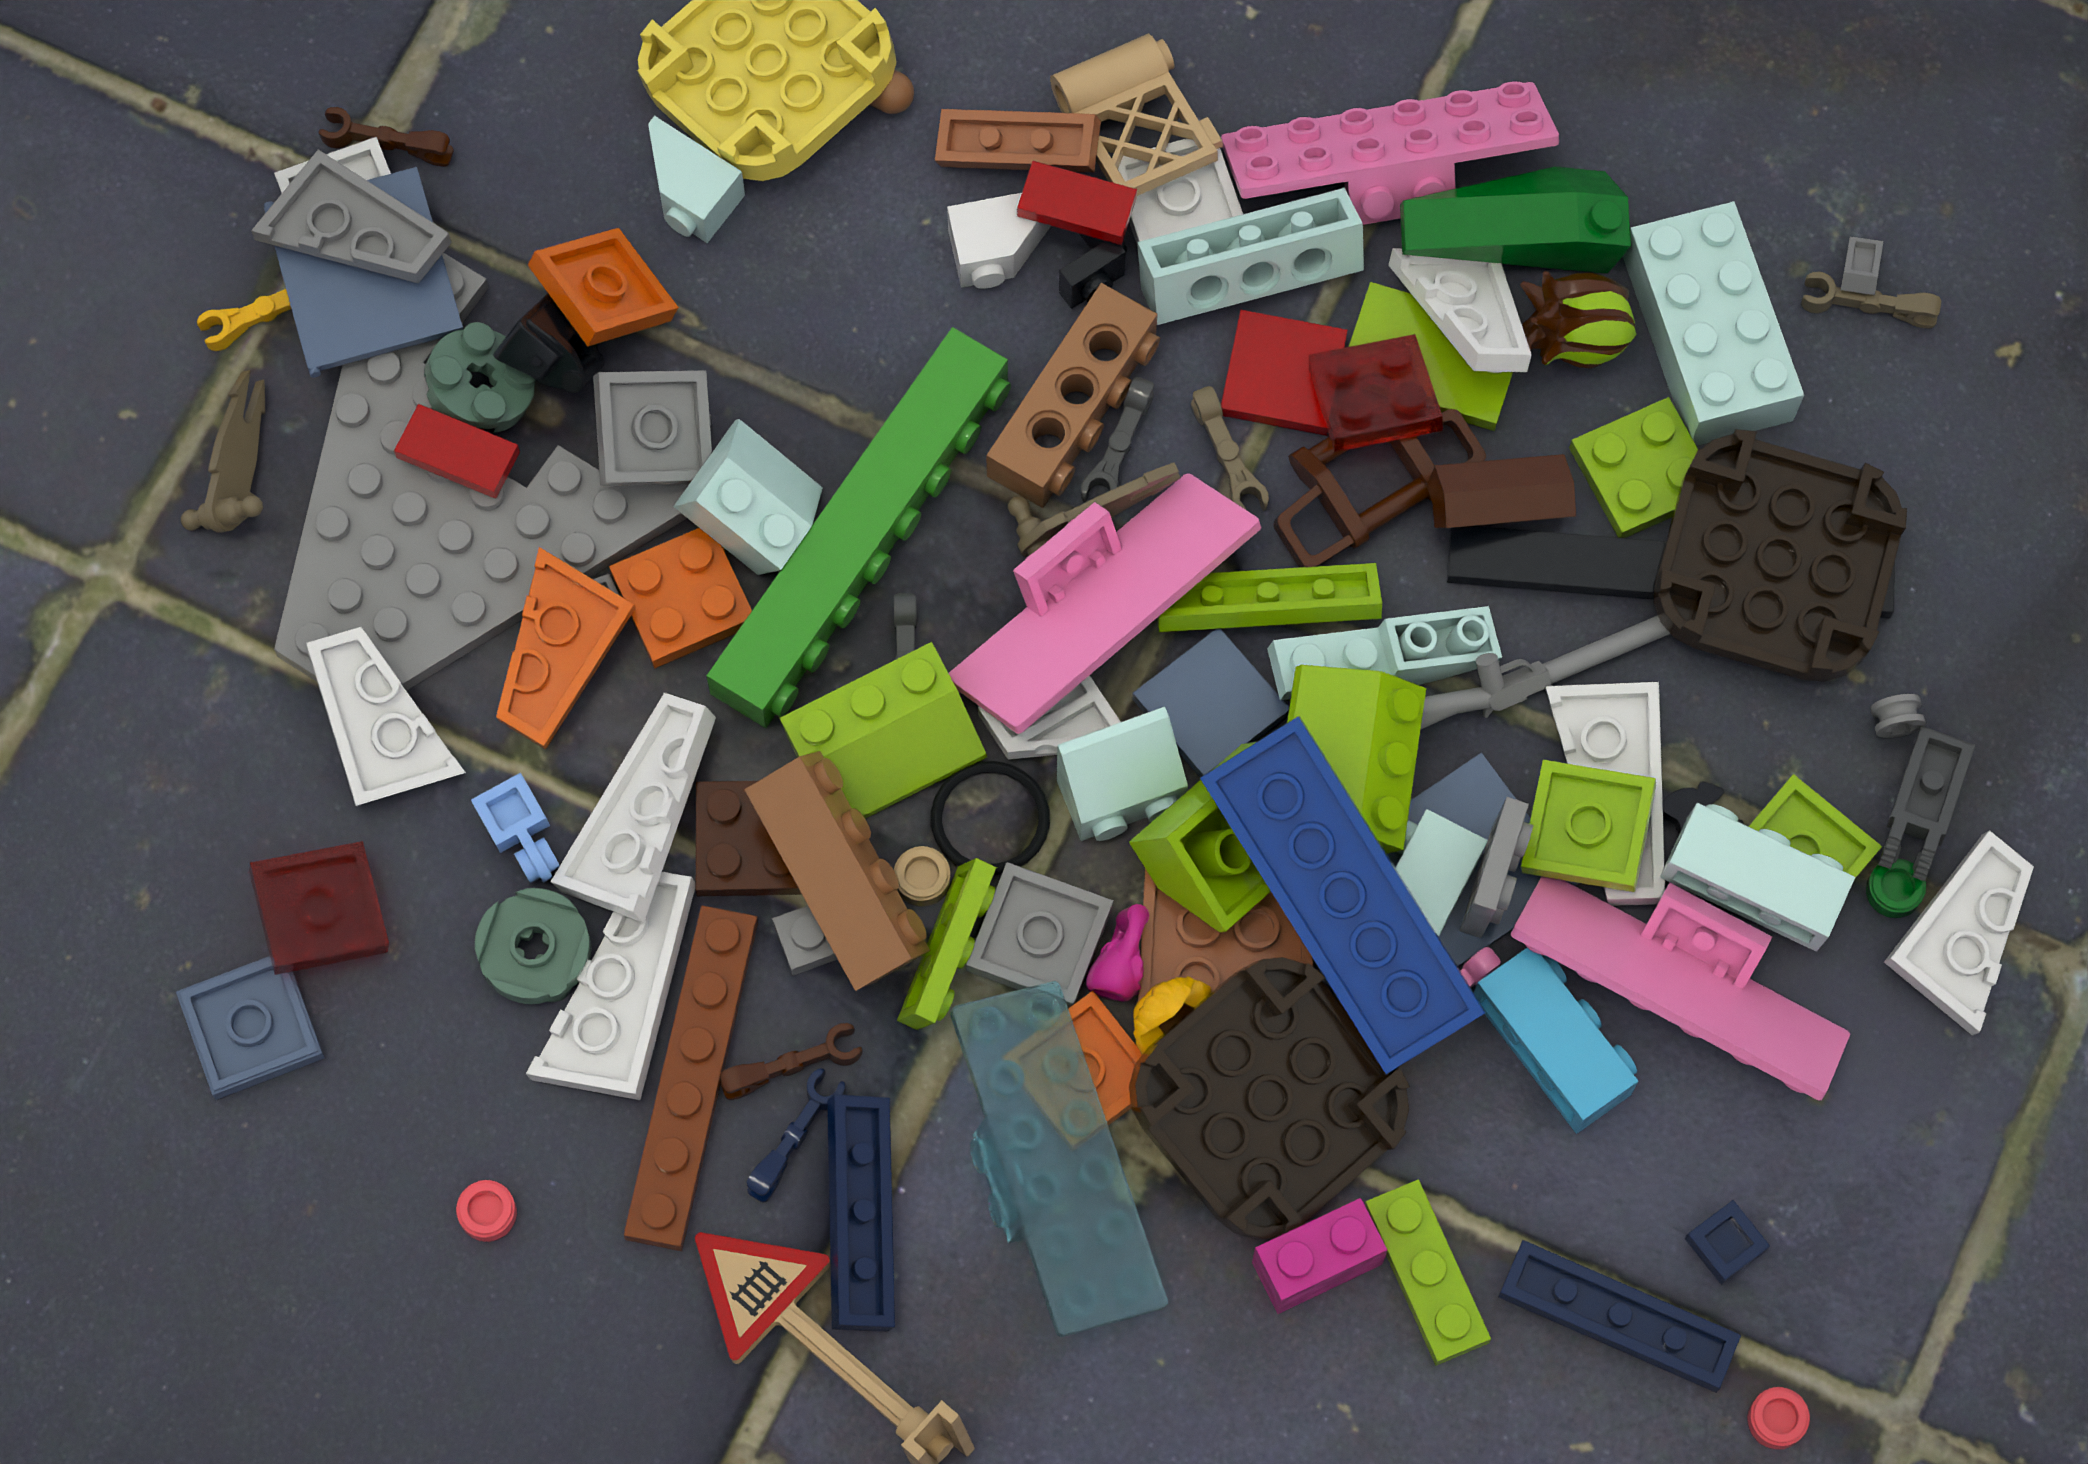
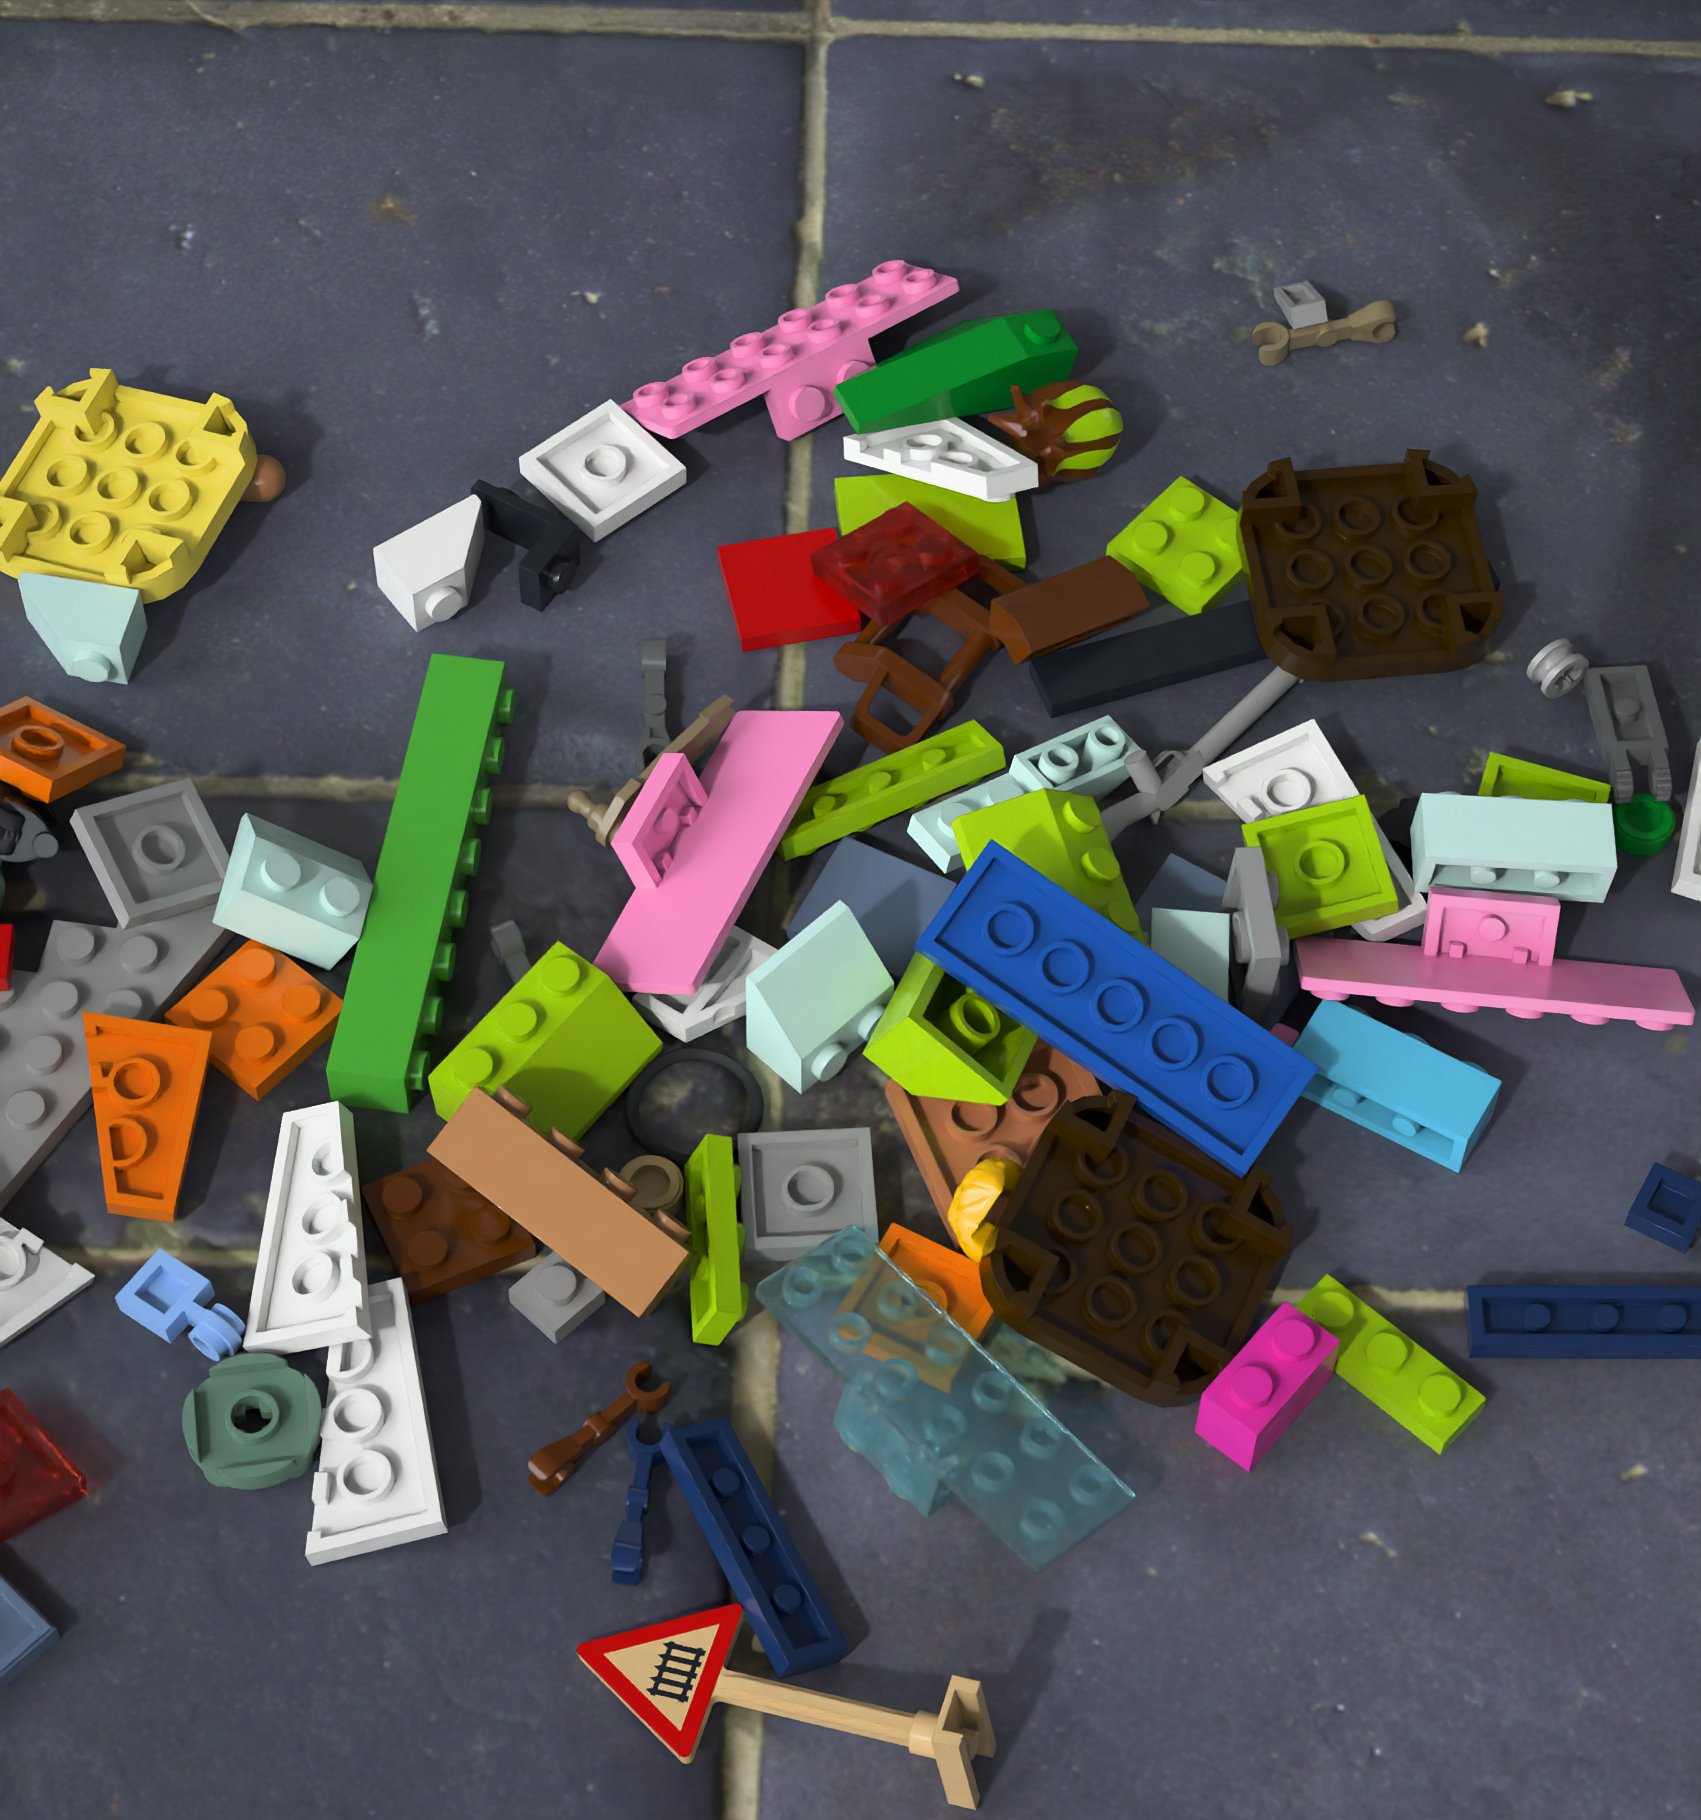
camera: 25 degrees left, 15 degrees down
(486, 1210) = (324, 1721): coral tile -> none
(691, 1078) = (495, 1493): dark orange plate -> none
(1016, 139) = (415, 471): nougat plate -> none
(1076, 202) = (507, 495): red tile -> none
(1105, 323) = (586, 680): medium nougat brick -> none
(1119, 966) = (909, 1179): dark pink piece -> none
(1126, 81) = (496, 393): tan piece -> none
(1241, 481) = (731, 647): dark tan piece -> none
(1251, 256) = (705, 490): light aqua brick -> none
(1712, 323) = (1190, 393): light aqua brick -> none

